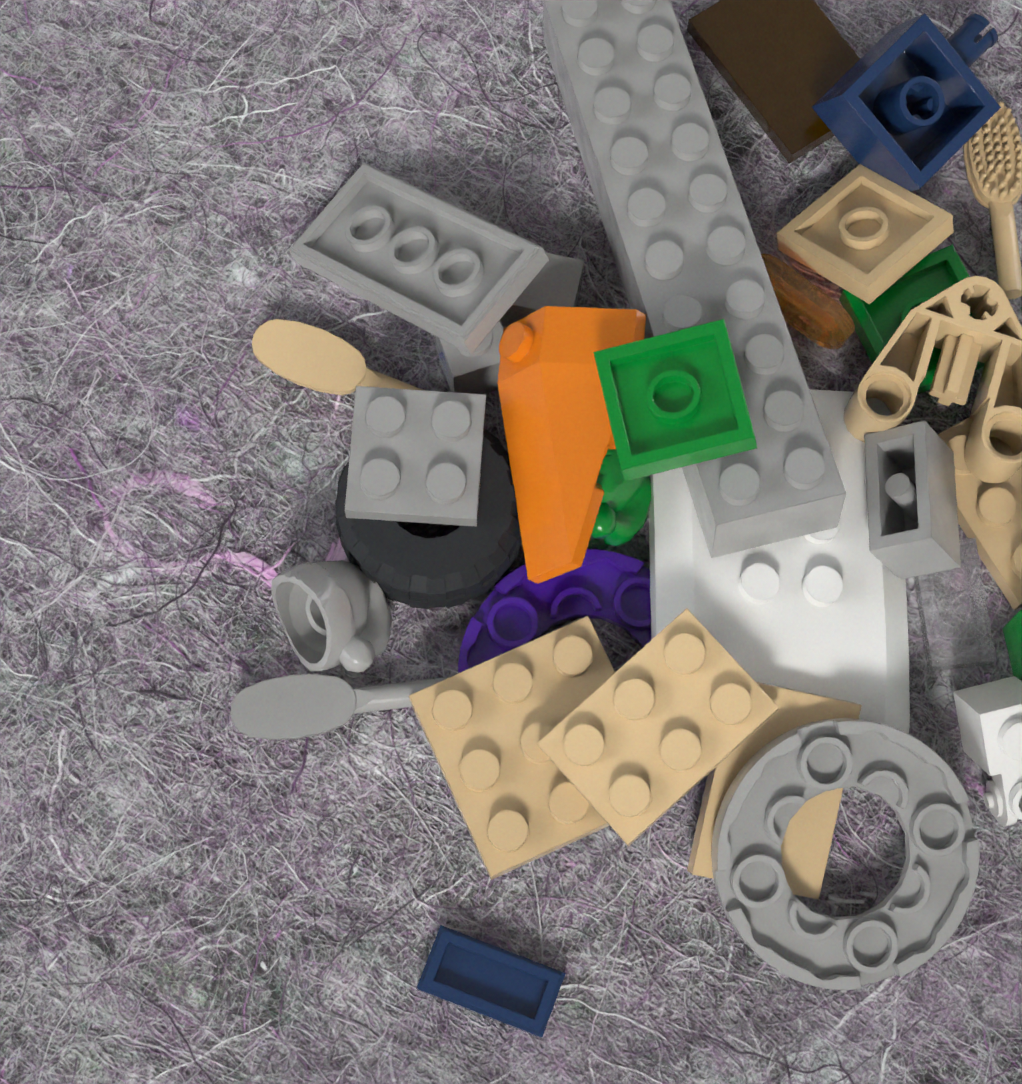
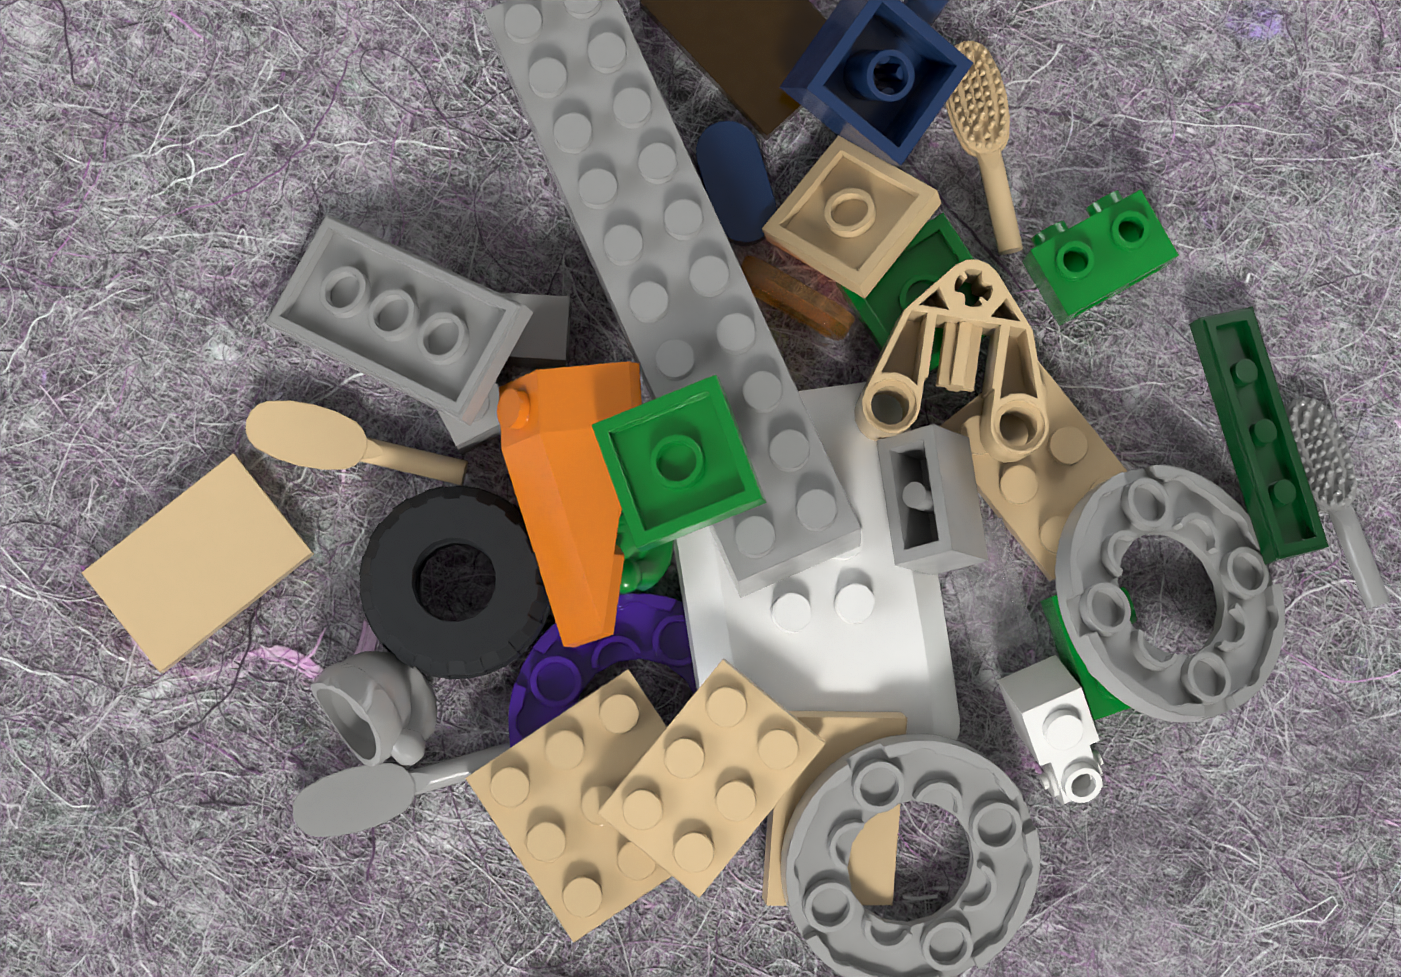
camera: 15 degrees left, 10 degrees up
(182, 460) = (197, 563): none -> tan tile
(415, 456) = (432, 541): light grey plate -> none
(762, 187) = (735, 181): none -> dark blue tile

